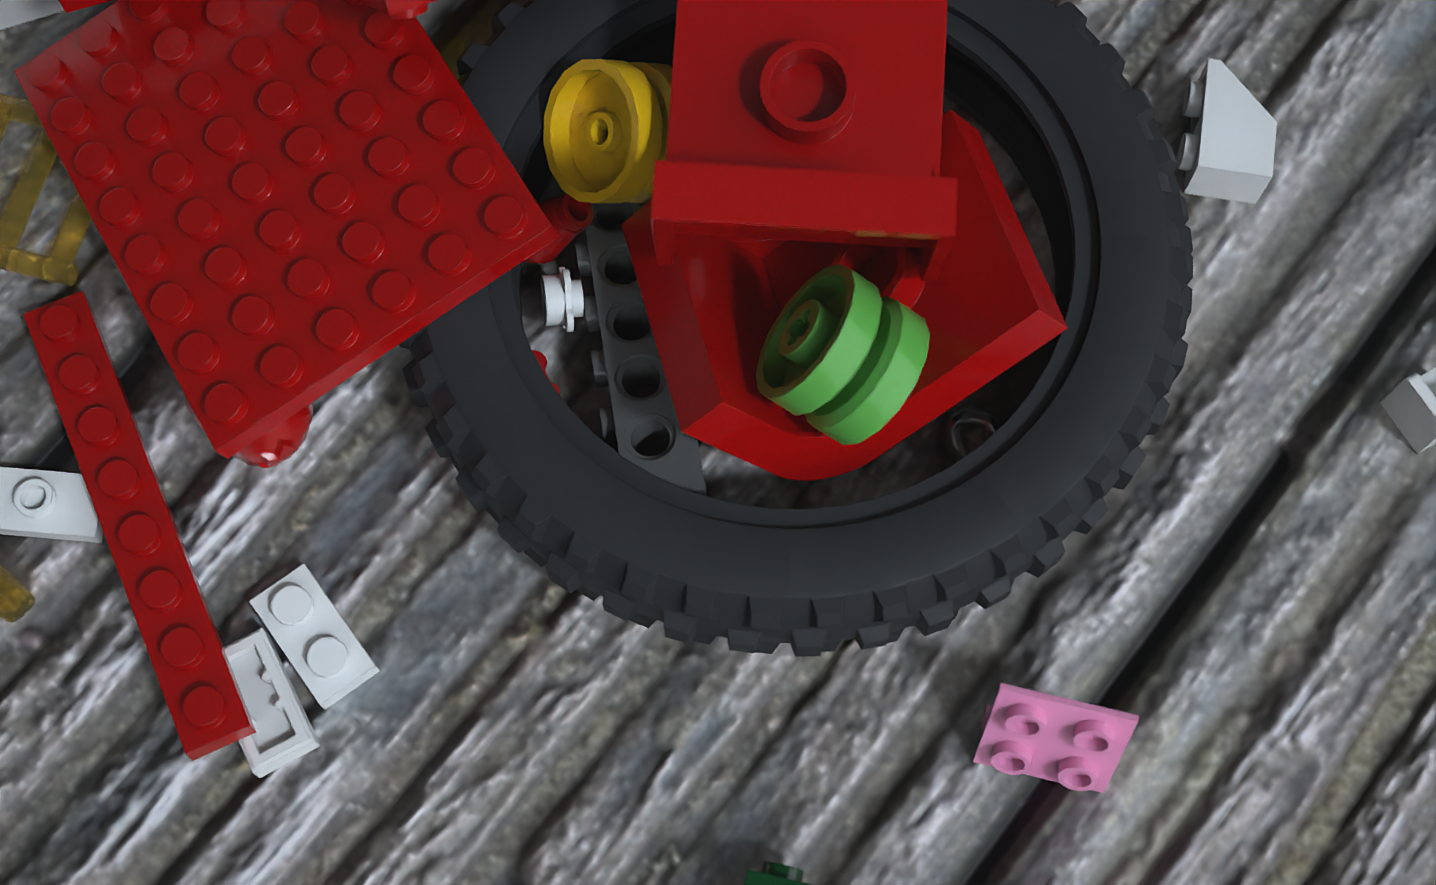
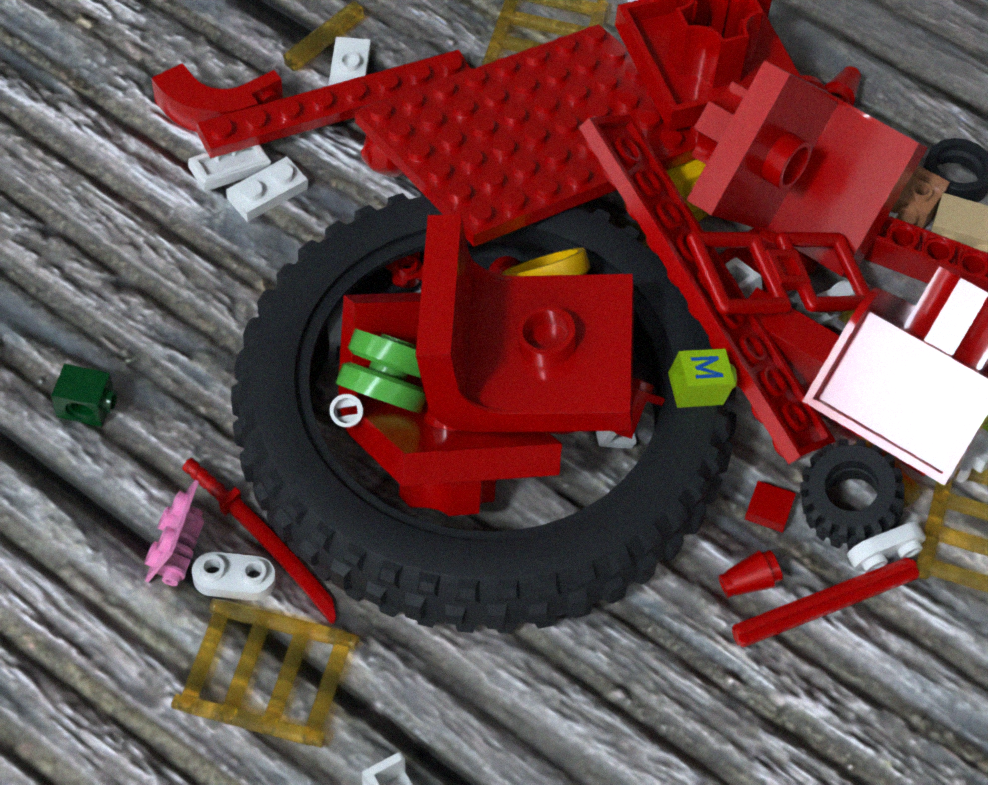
camera: 85 degrees right, 15 degrees down
(130, 750) = (190, 101): none -> red arch
(885, 446) = (346, 401): none -> white hinge
(963, 659) = (231, 503): none -> red sword
(1092, 646) = (232, 577): none -> white plate
(1228, 140) = (595, 674): white slope -> none
(1336, 581) = (271, 721): none -> clear yellow bar

